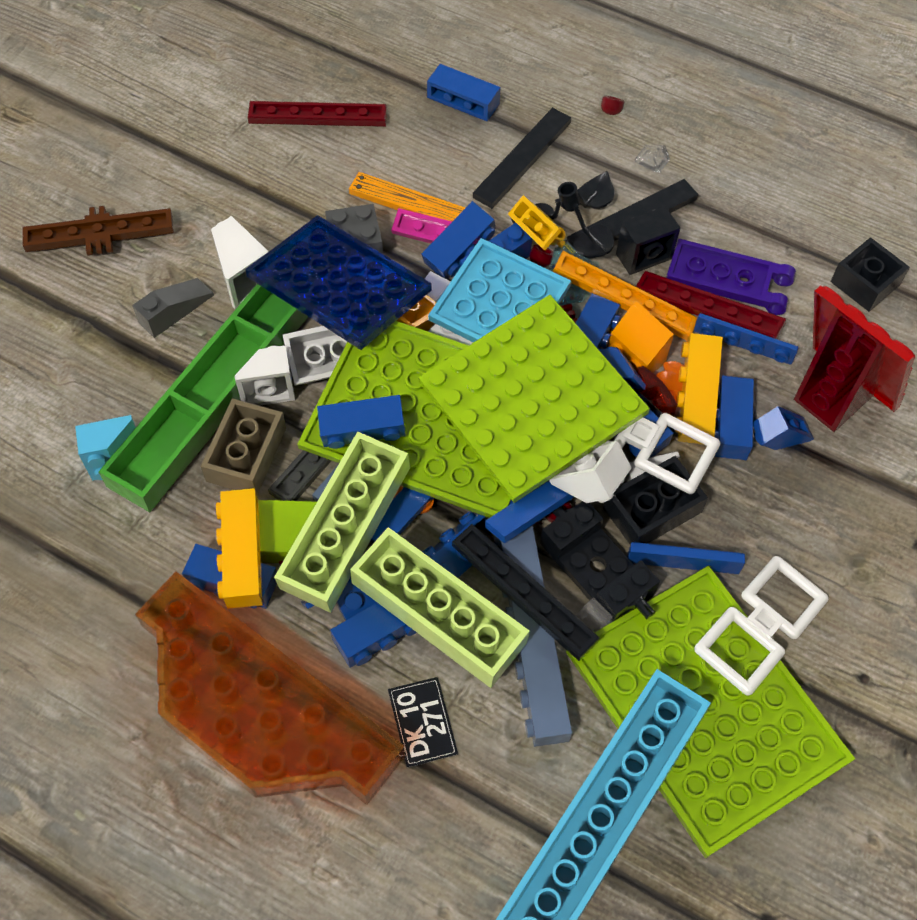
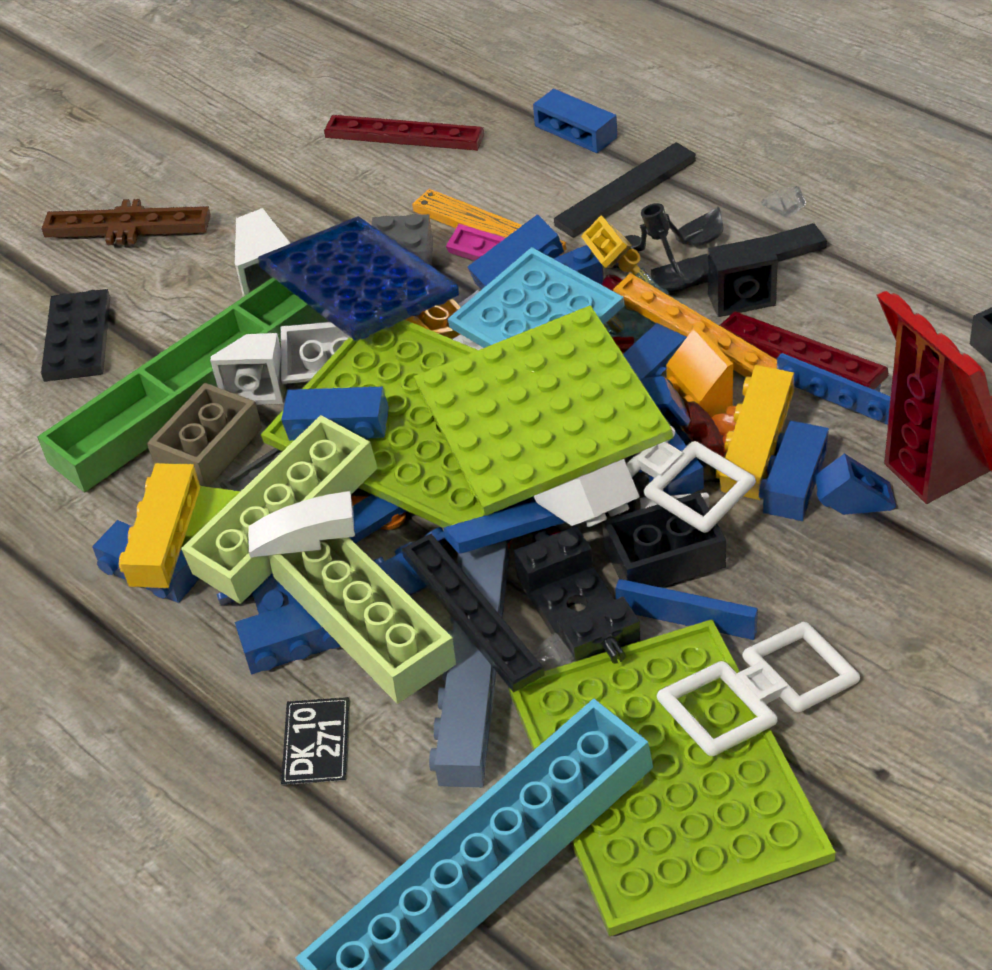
camera: 20 degrees right, 15 degrees down
(89, 352) = (76, 335): none -> black plate
(100, 441) = (47, 405): medium azure slope -> none
(170, 304) = (175, 296): dark grey slope -> none
(255, 706) = (130, 692): clear orange brick -> none
(379, 547) = (303, 525): none -> white slope
(612, 105) = (751, 146): dark red piece -> none
(720, 274) = (832, 322): dark purple hinge -> none

